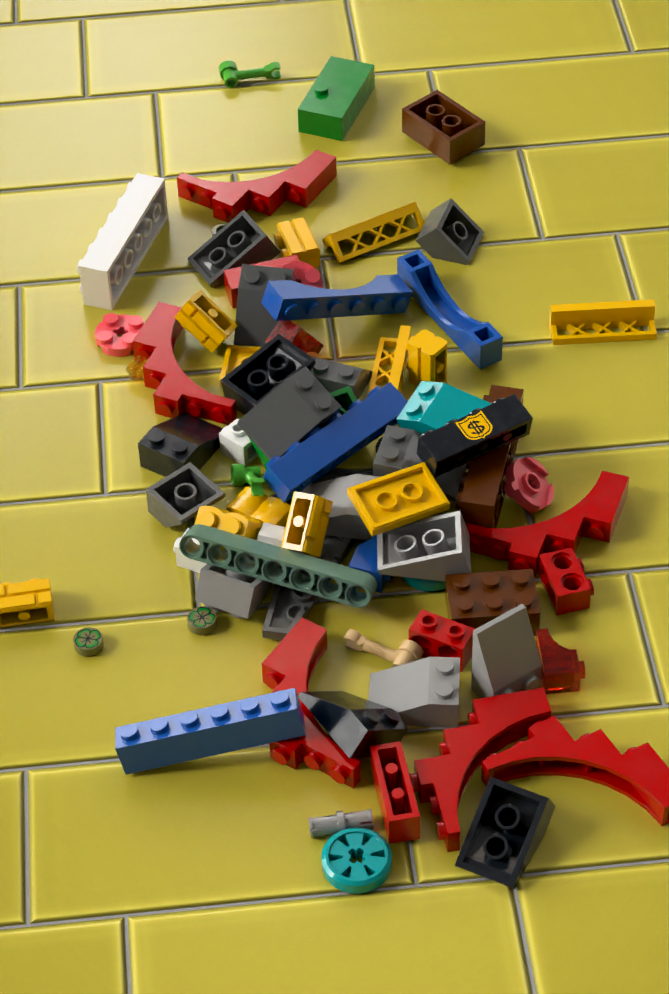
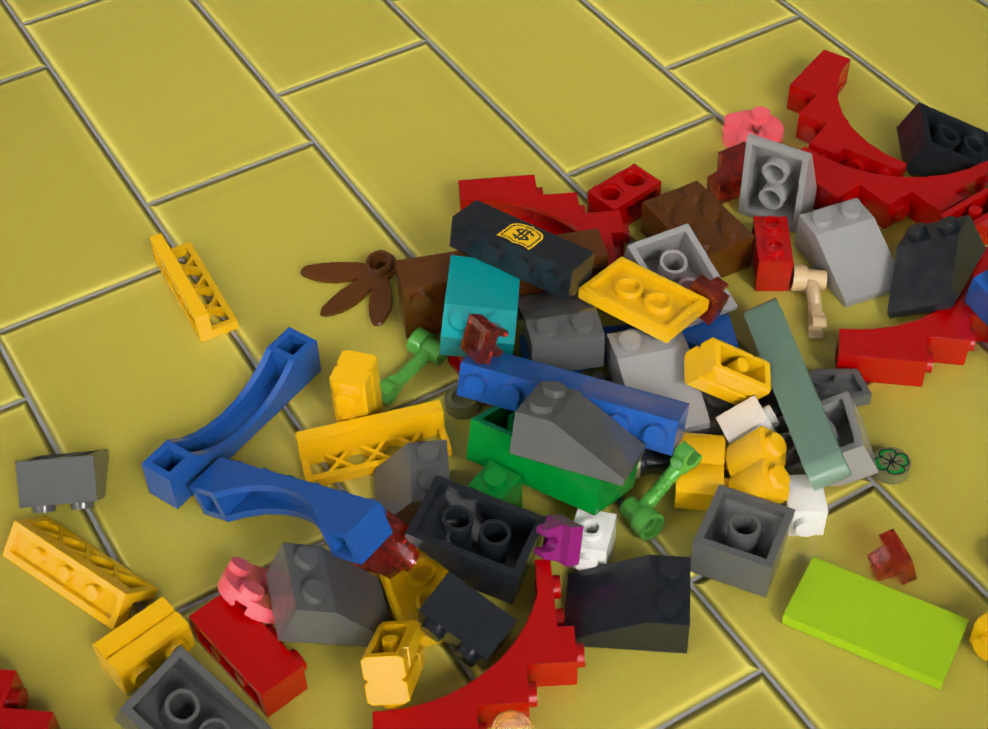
camera: 115 degrees left, 0 degrees up
(94, 553) = (876, 622): none -> lime tile
(125, 577) = (892, 559): none -> clear red tile
(214, 361) = (465, 621): none -> black brick
(235, 407) = (561, 540): none -> magenta tile
(381, 539) = (714, 292): none -> clear red tile
(398, 392) = (481, 339): none -> clear red tile
(562, 420) = (366, 278): none -> reddish brown plant
(615, 697) = (758, 121): none -> coral plate

